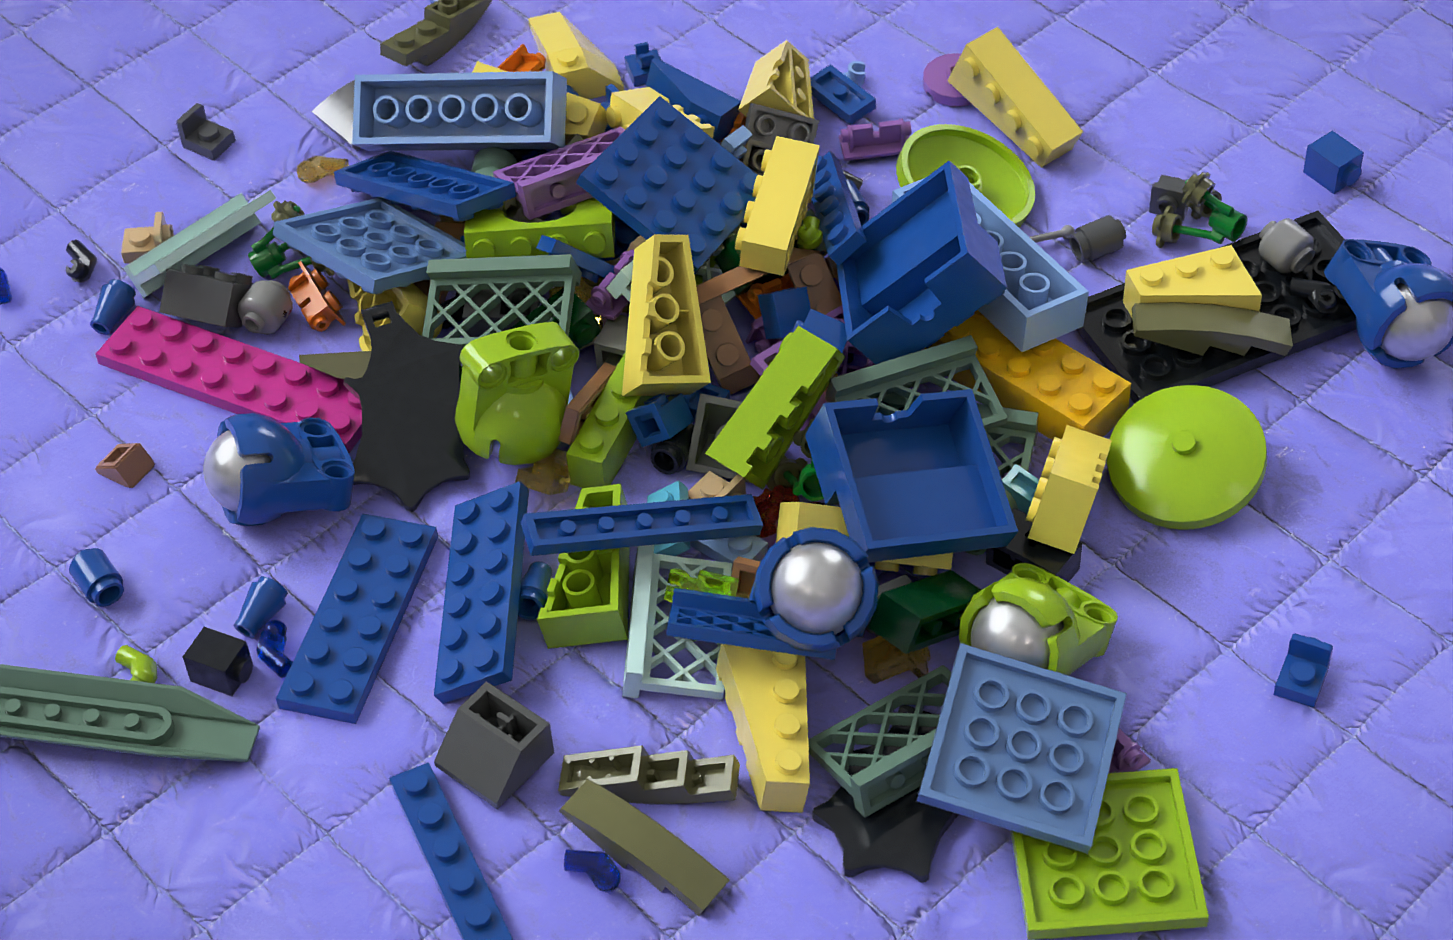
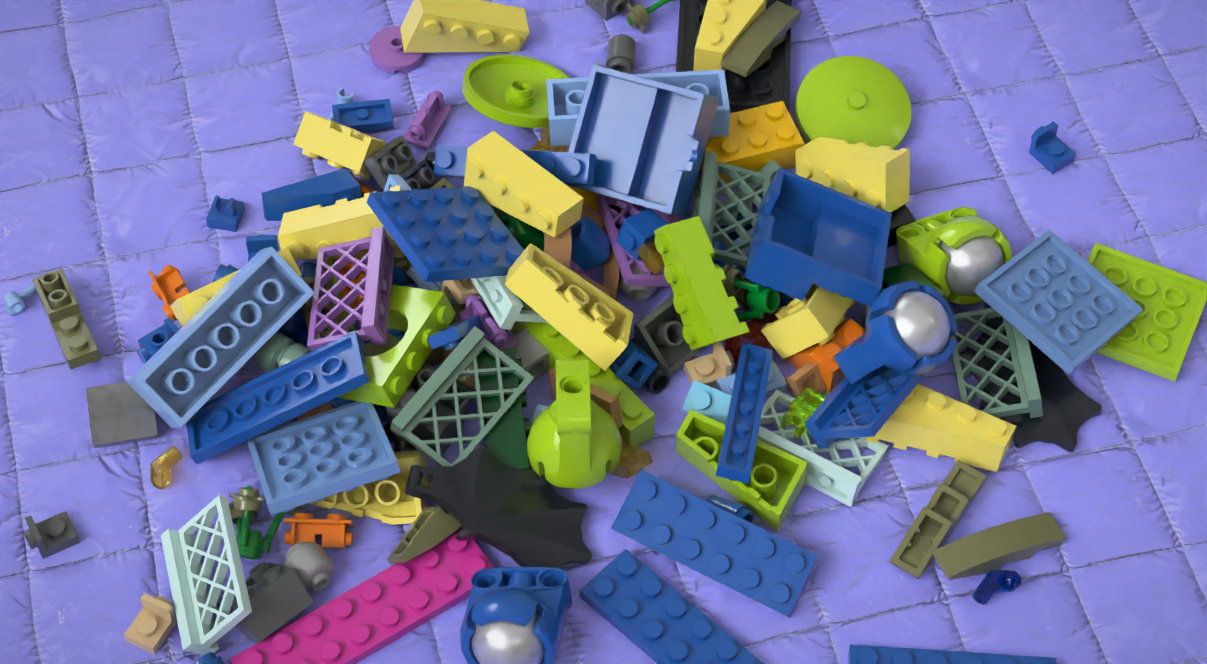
camera: 65 degrees left, 5 degrees up
(494, 745) = (866, 594): dark grey slope -> none
(573, 56) = (193, 253): light yellow wedge -> none

